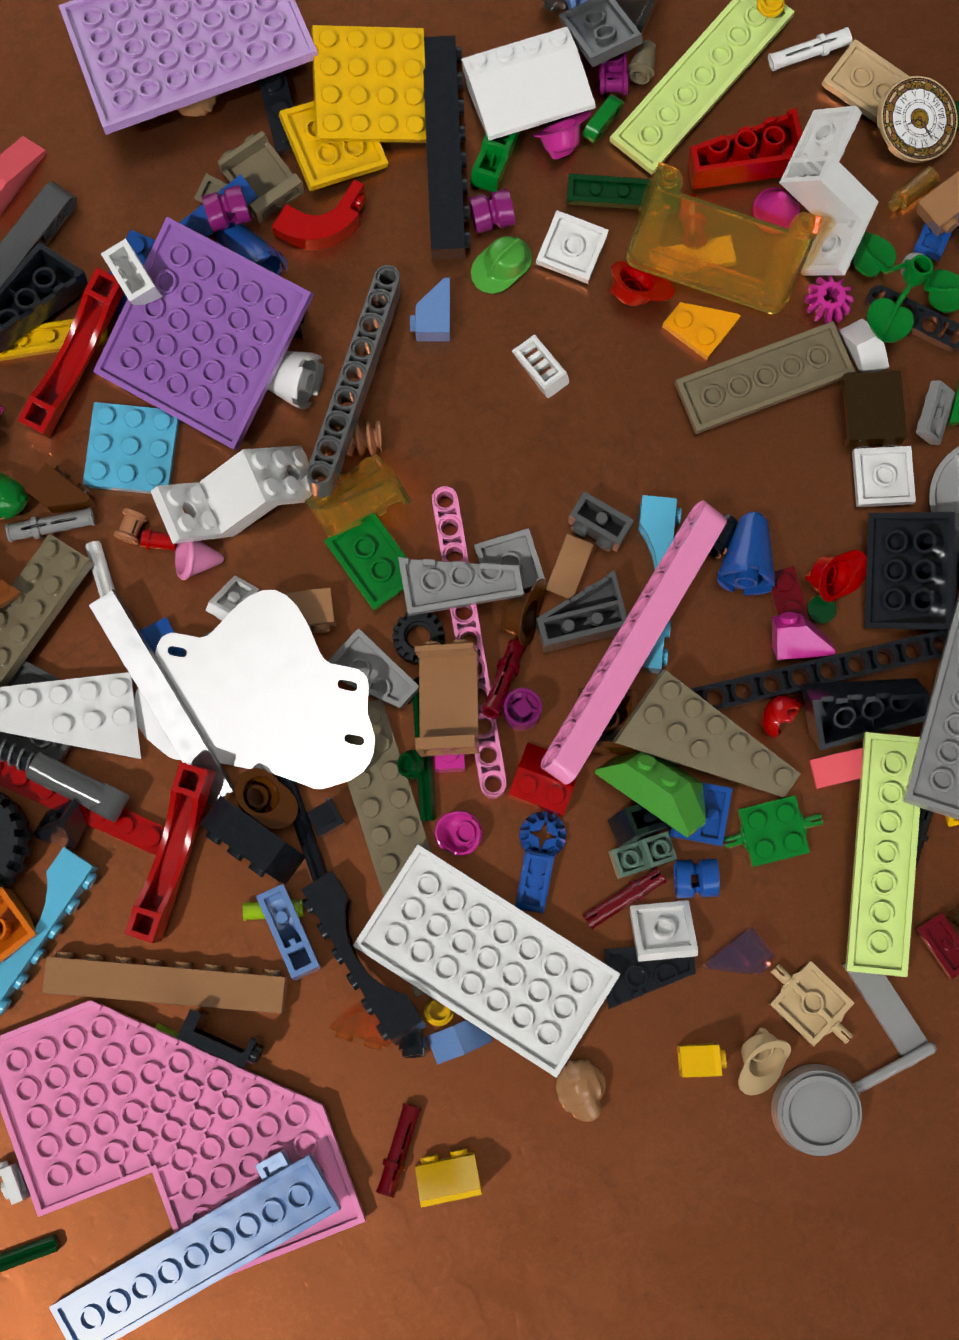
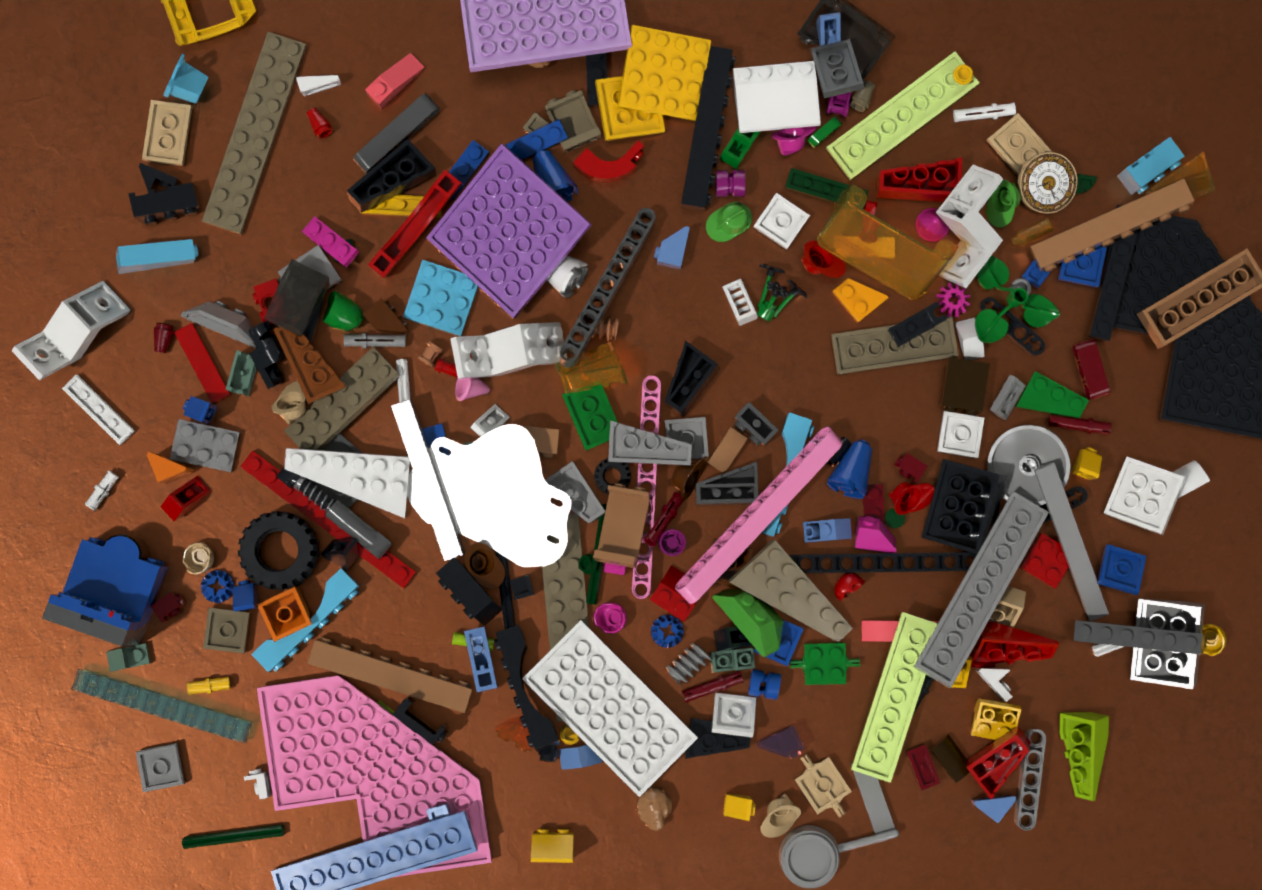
camera: 10 degrees right, 5 degrees up
(131, 274) = (468, 180): white brick -> none
(185, 810) = (401, 609): red arch -> none
(226, 208) = (543, 144): magenta wheel -> none
(398, 1150) = (518, 829): dark red pin -> none
(497, 480) = (690, 379): none -> black wedge
(534, 881) = (654, 661): blue plate -> none
(581, 366) = (767, 308): none -> plant
(582, 873) = (688, 663): none -> light grey piece
(733, 645) = (827, 530): none -> medium blue slope
(788, 340) = (916, 325): none -> black plate
(826, 534) = (910, 467): none -> dark red brick
(847, 710) = (897, 593): black wedge -> none
(866, 155) = (1002, 204): none -> bright green piece

